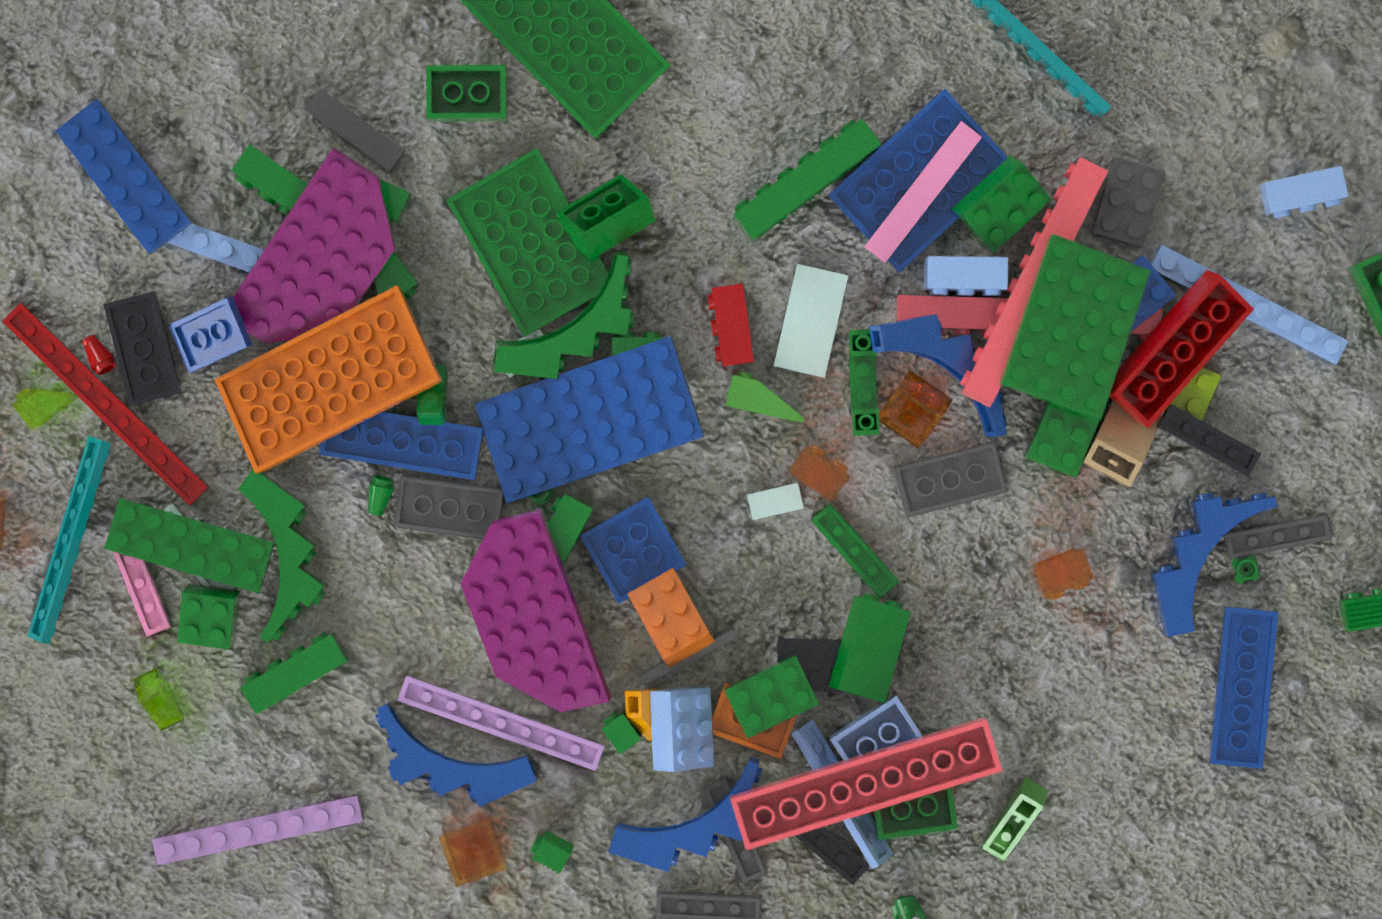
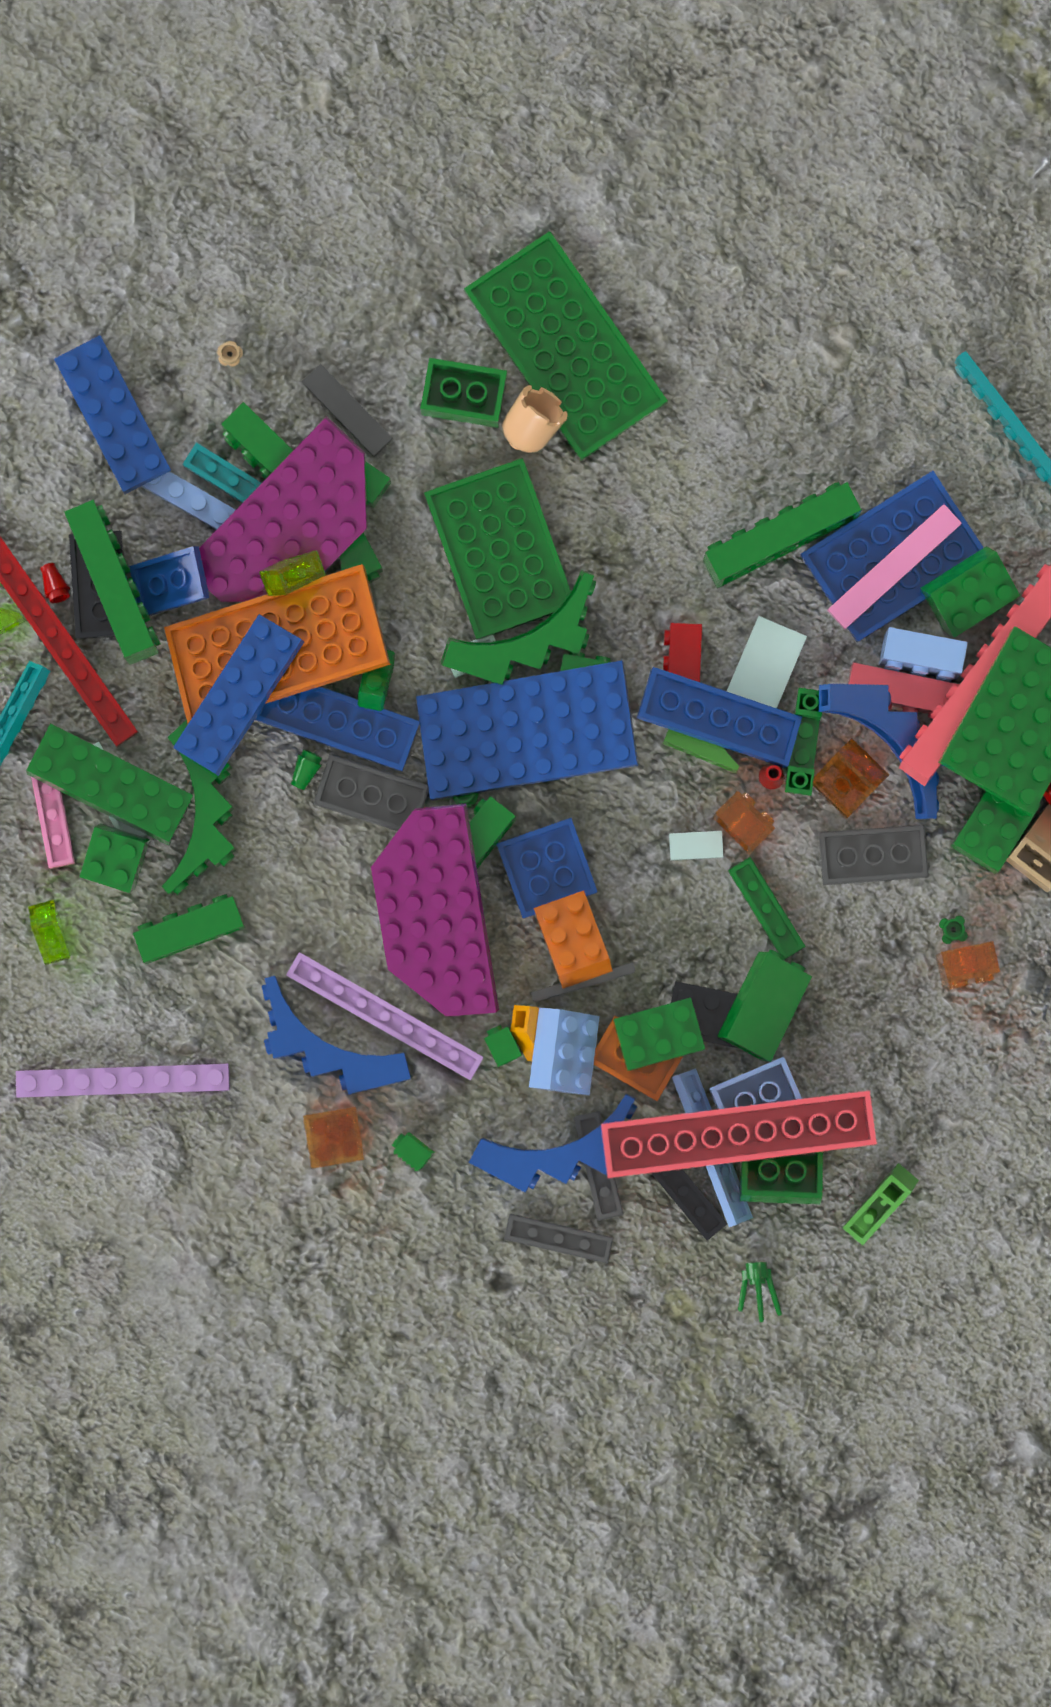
camera: 10 degrees right, 5 degrees down
(153, 347) = (111, 581): none -> green brick
(235, 92) = (223, 350): none -> tan plate
(241, 216) = (220, 473): none -> teal plate
(299, 436) = (238, 694): none -> blue plate
(329, 307) = (292, 573): none -> clear neon green slope
(540, 108) = (533, 419): none -> light nougat cylinder
(606, 216) = (579, 536): green slope -> none
(776, 374) = (719, 717): none -> blue plate
(829, 420) = (768, 782): none -> red cone
(1044, 532) = (958, 924): none -> green plate

